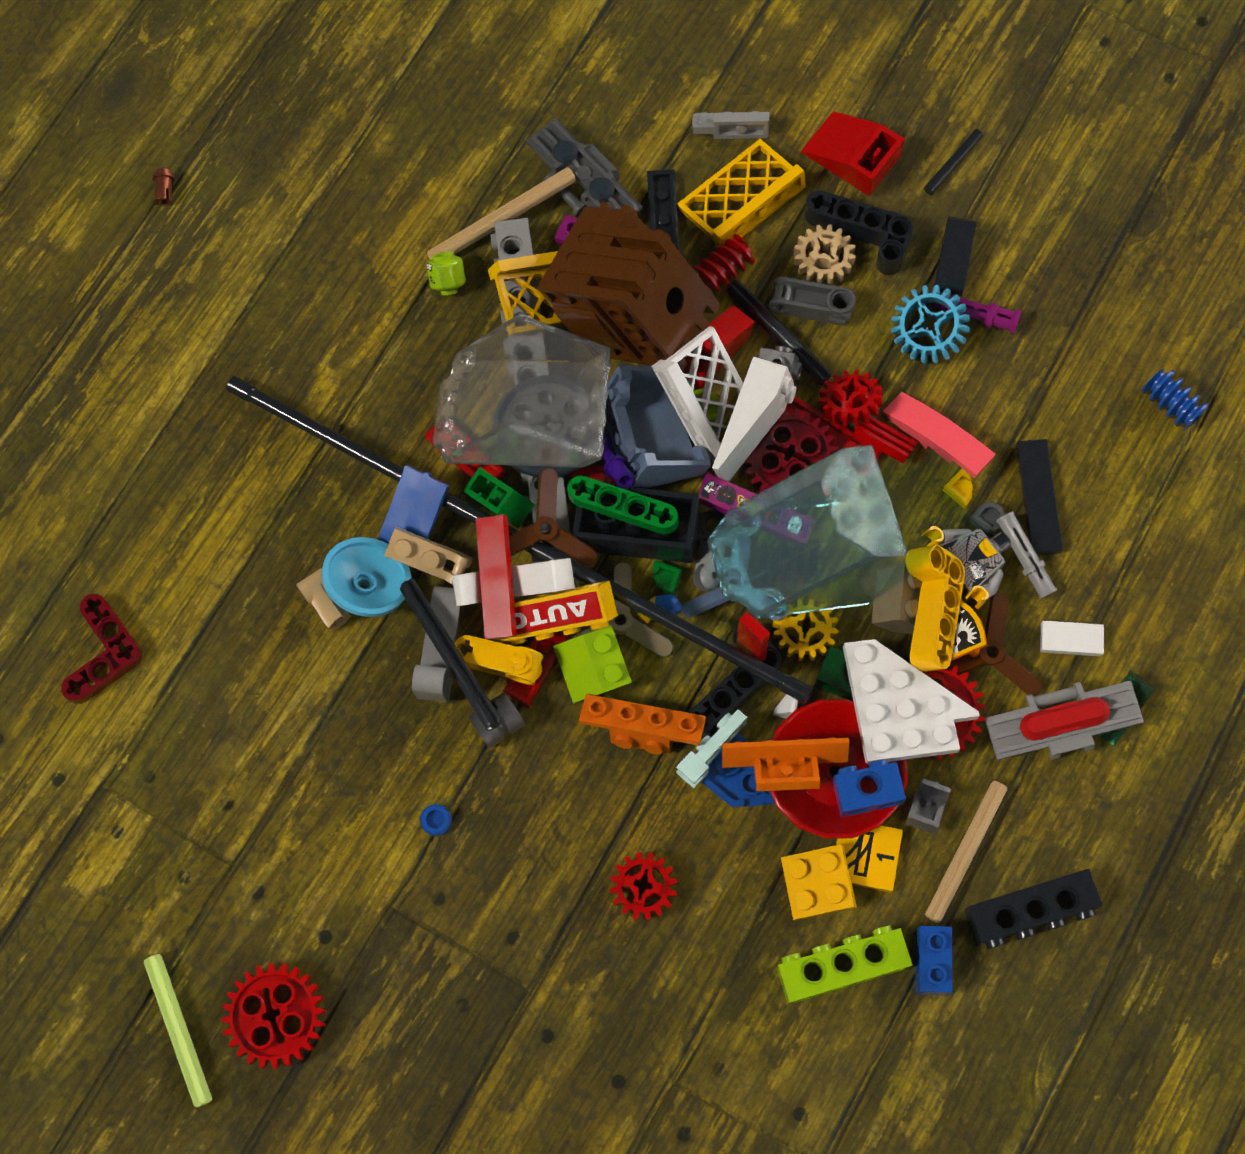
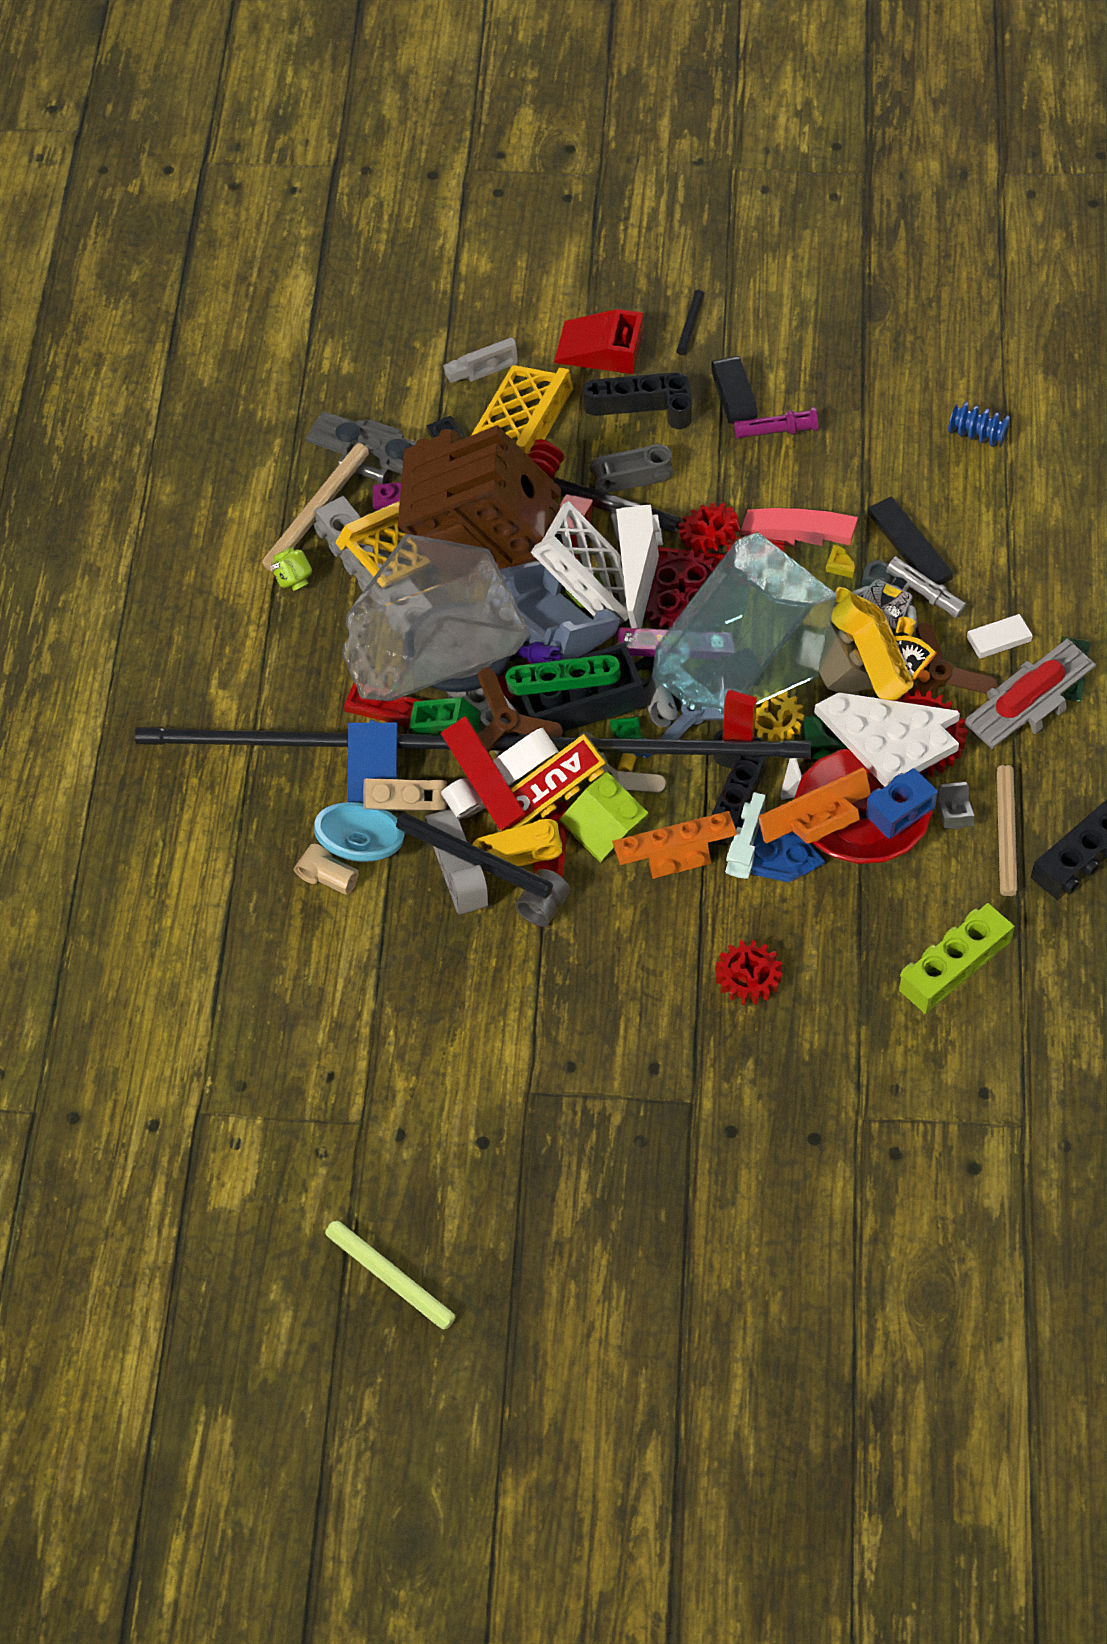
camera: 30 degrees left, 15 degrees down
(111, 656) = (147, 1000): dark red beam -> none
(246, 1027) = (453, 1238): red gear -> none
(435, 820) = (531, 1004): blue tile -> none
(818, 882) = (897, 904): yellow plate -> none
(824, 254) = (621, 429): tan gear -> none
(873, 858) = (926, 871): yellow tile -> none
(933, 960) = (1033, 924): blue brick -> none
(942, 319) = (755, 428): medium azure gear -> none

